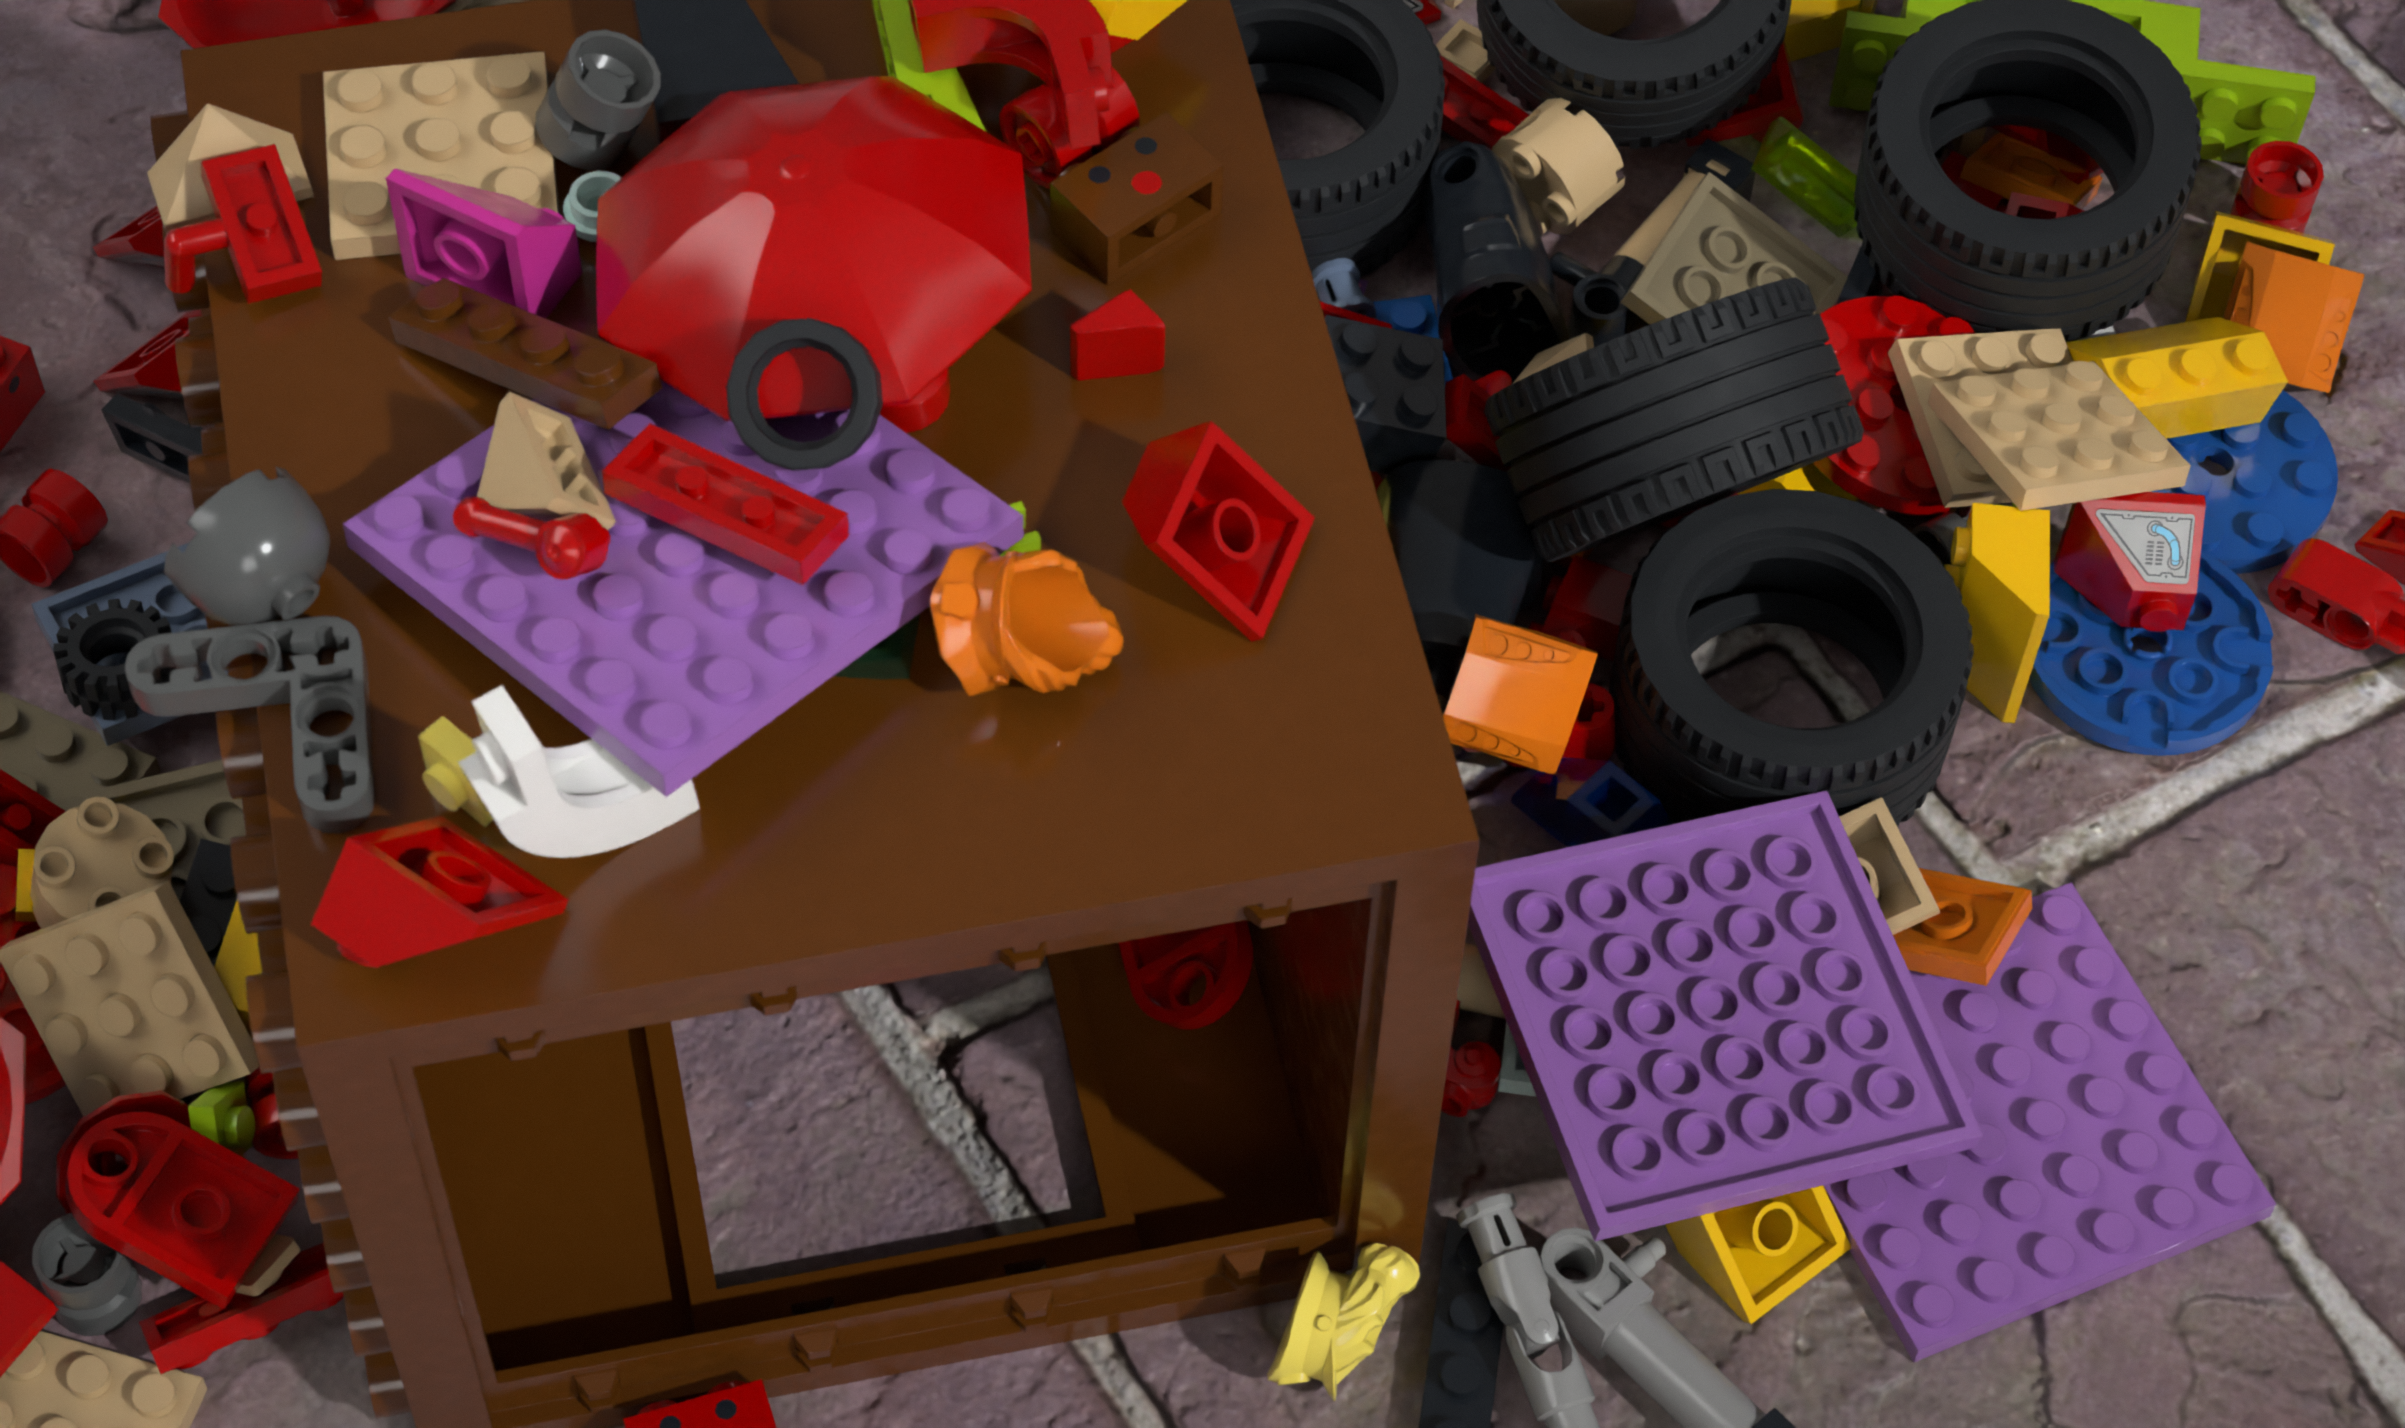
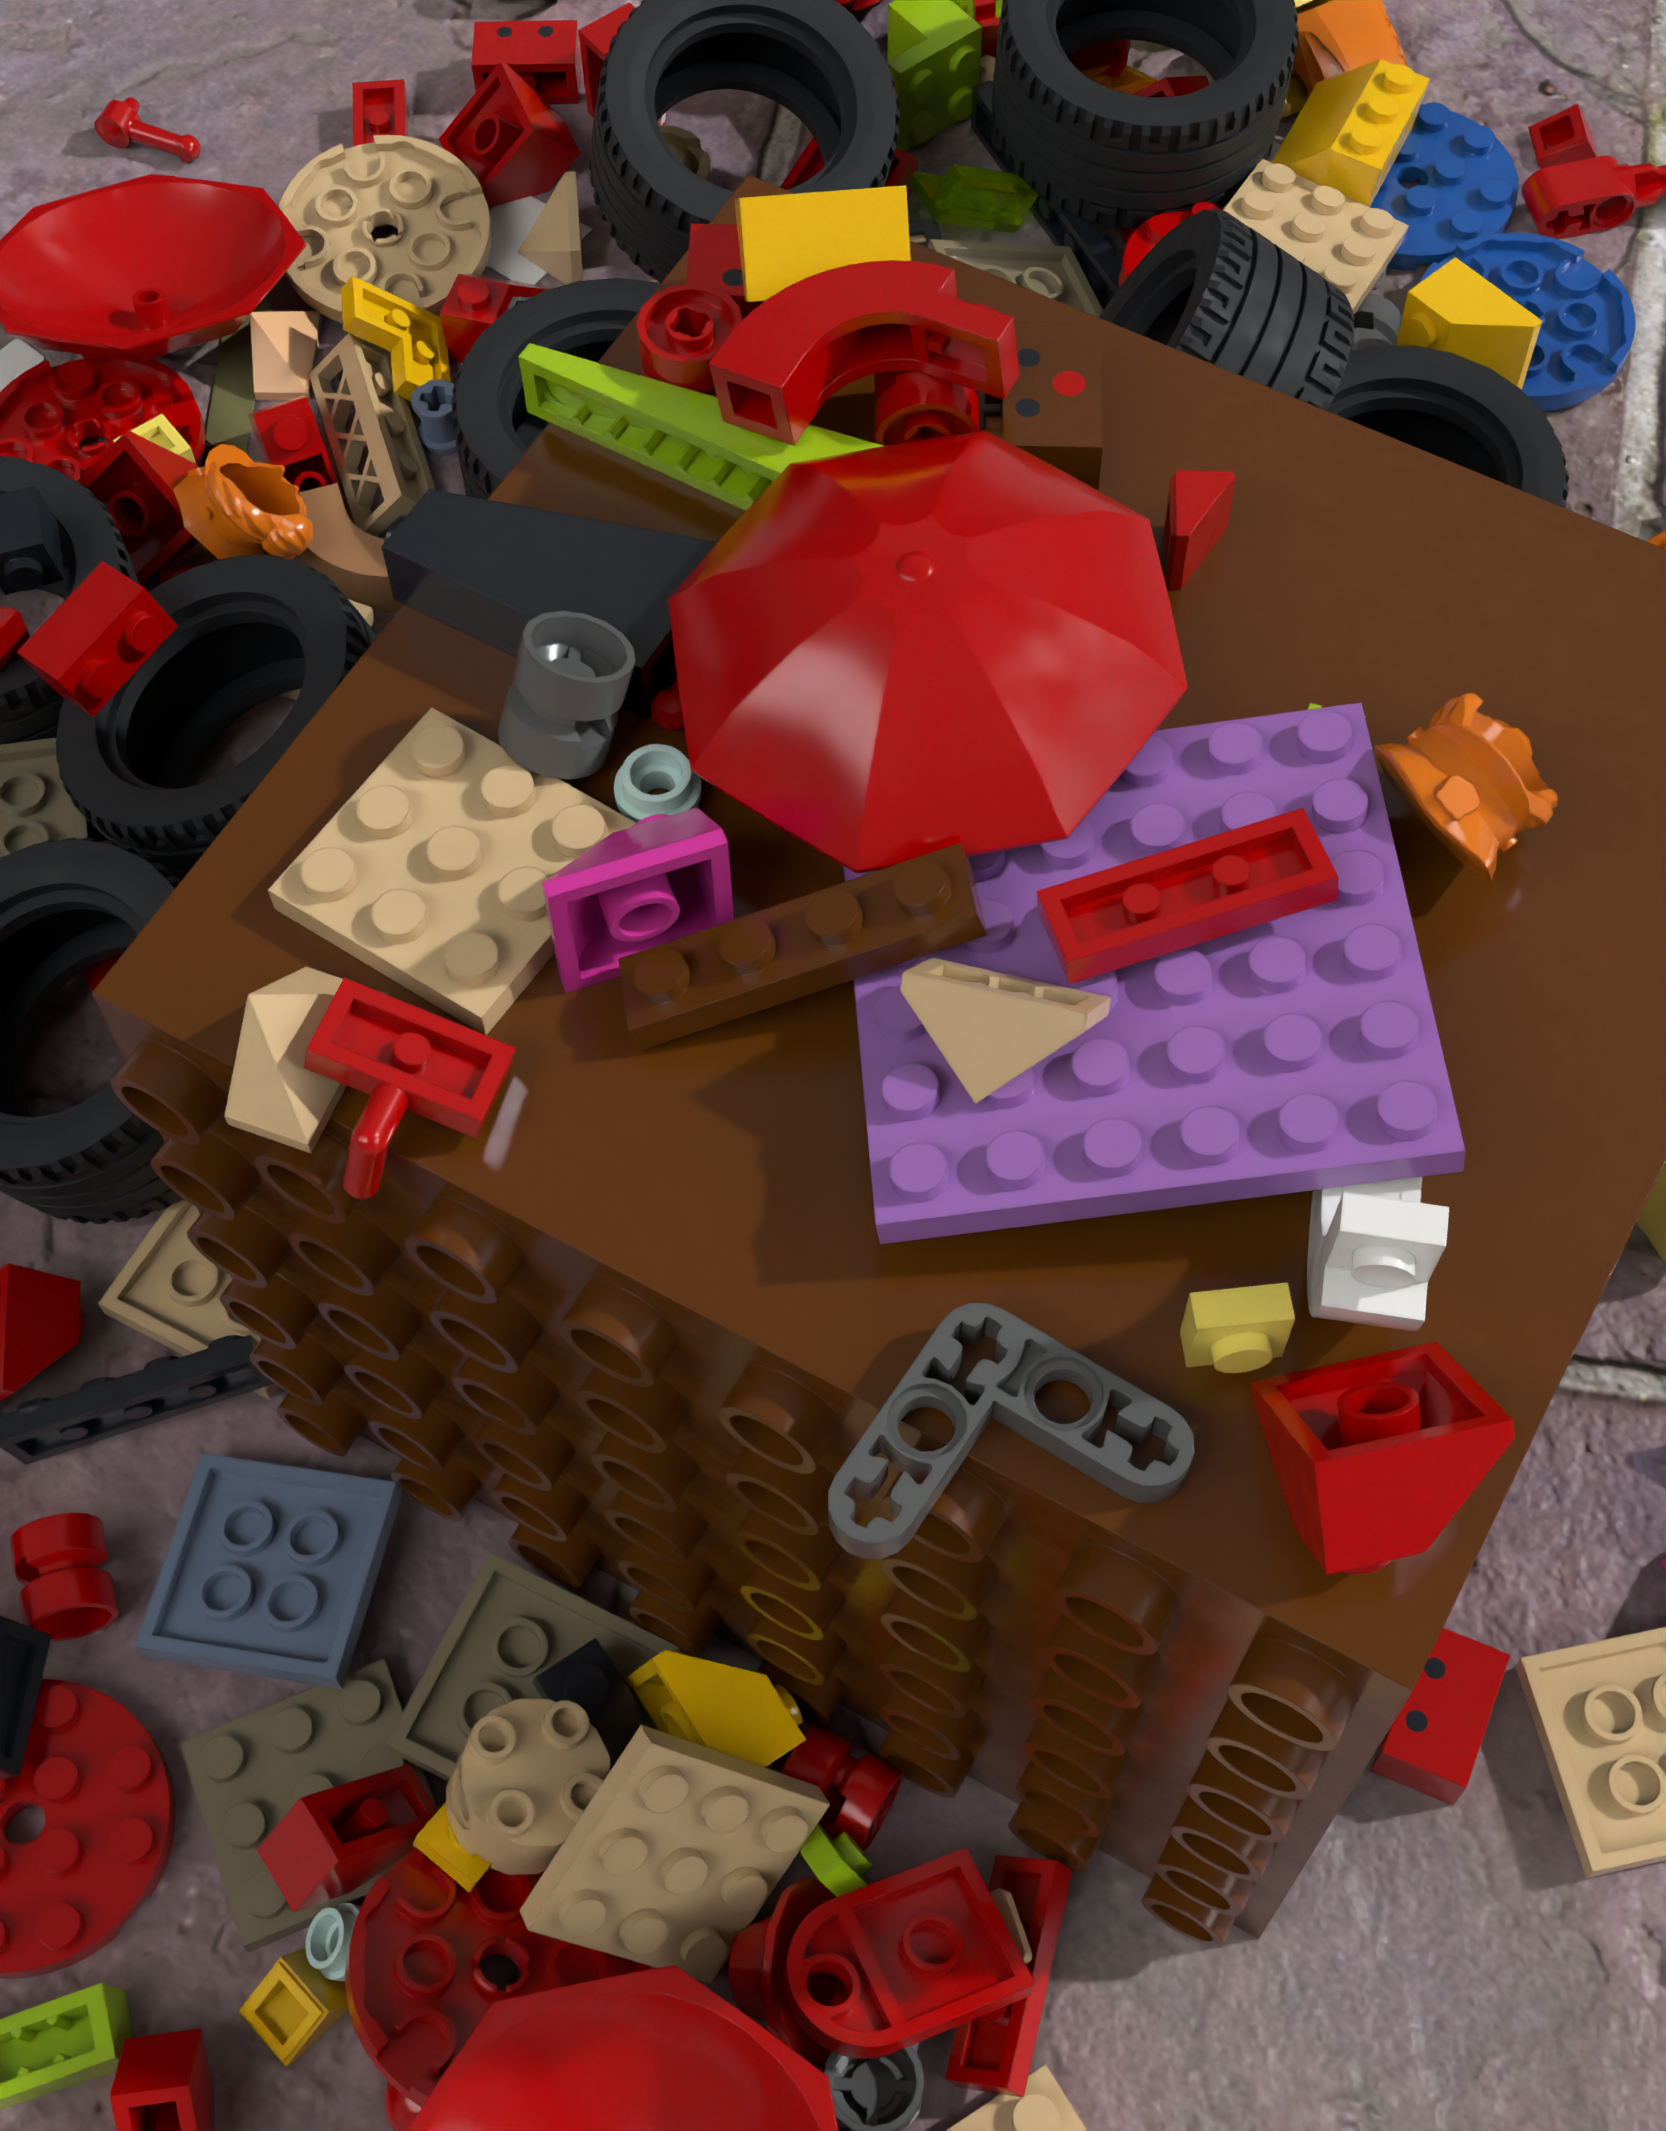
camera: 45 degrees left, 5 degrees up
(96, 638) = (258, 1585): black tyre -> none
(253, 551) = (841, 1324): dark grey cylinder -> none
(562, 546) = (1128, 1044): red piece -> none
(744, 401) = (1199, 747): black tyre -> none
(1218, 522) = (1452, 588): red slope -> none
(2058, 435) = (1383, 211): tan plate -> none
(2135, 556) = (1497, 242): red slope -> none

